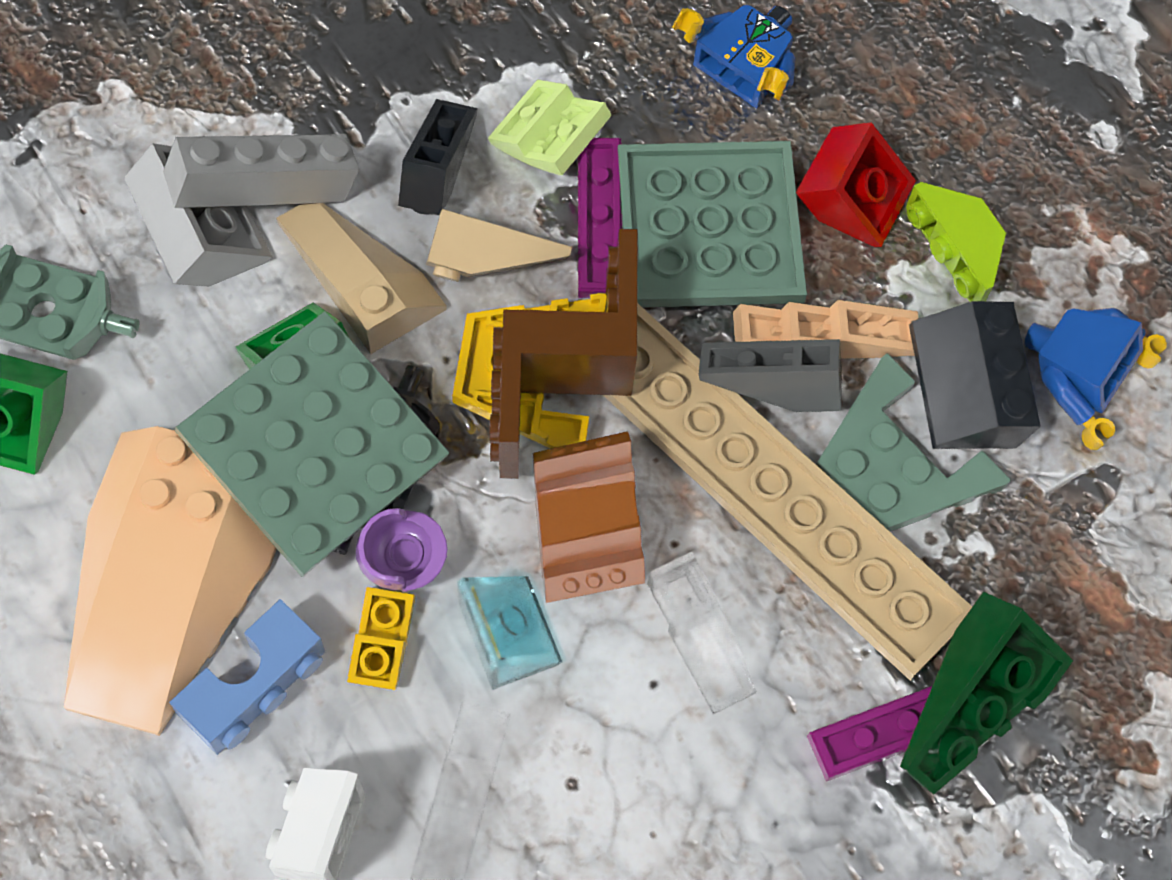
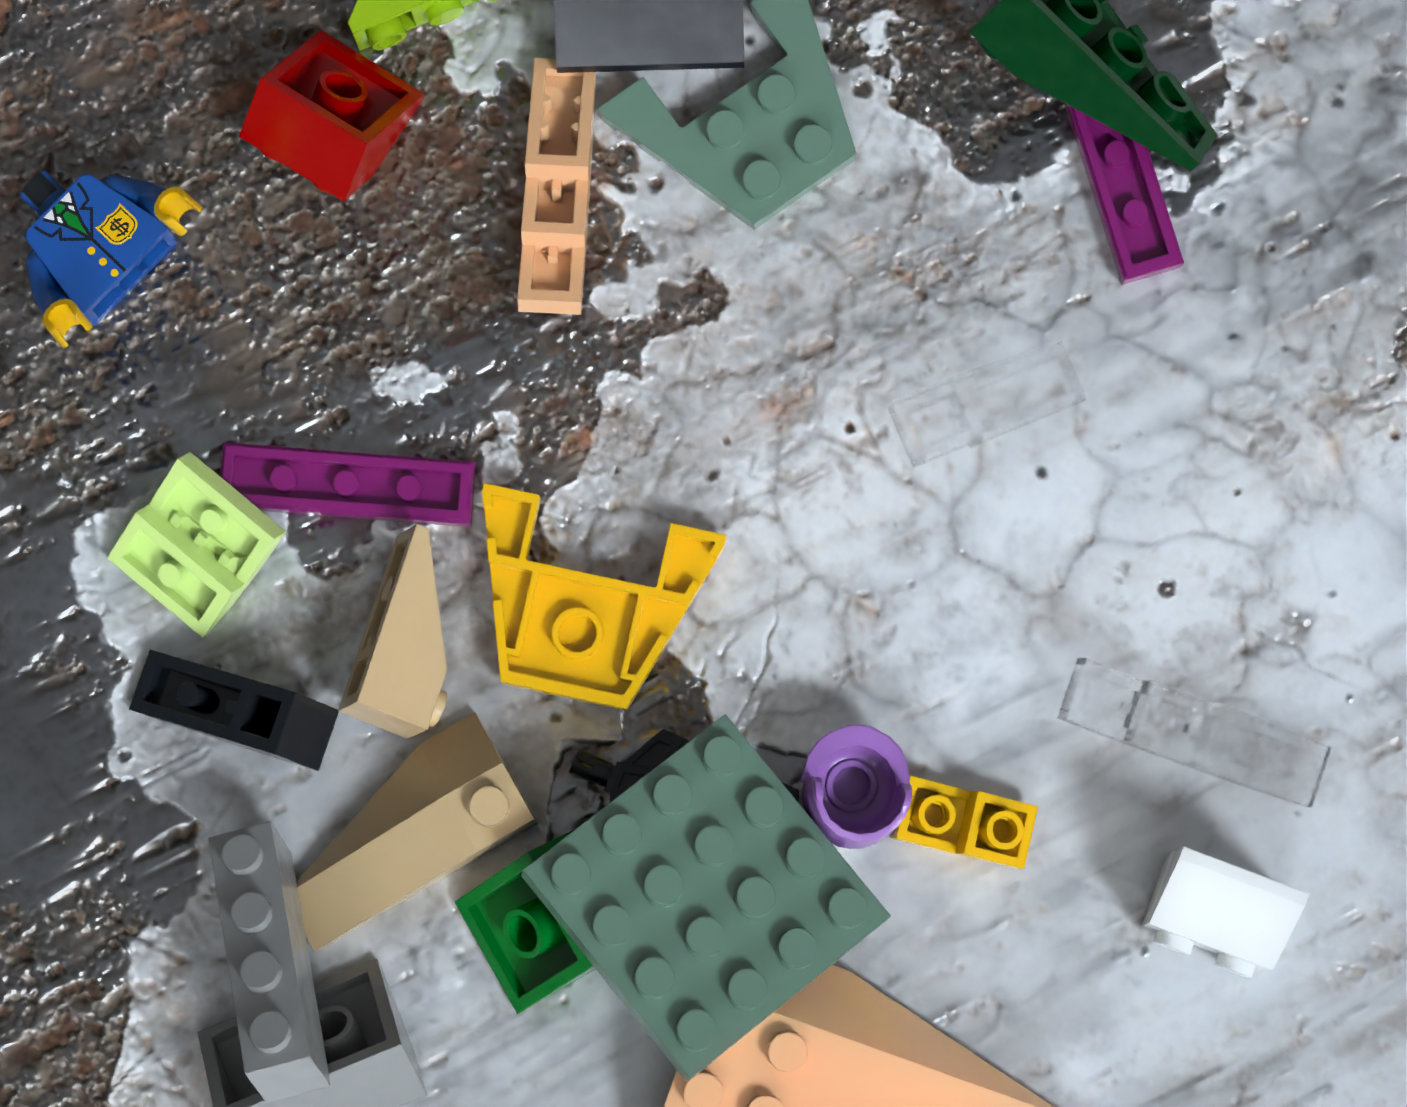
camera: 75 degrees left, 15 degrees up
(224, 711) = (1057, 1034): medium blue arch -> none
(507, 627) = (964, 653): clear light blue slope -> none
(564, 353) = (597, 539): reddish brown bracket -> none
(587, 517) = (832, 534): dark orange slope -> none
(713, 223) = (375, 328): sand green plate -> none
(781, 373) = (625, 263): dark grey slope -> none
(789, 504) = (780, 294): tan plate -> none

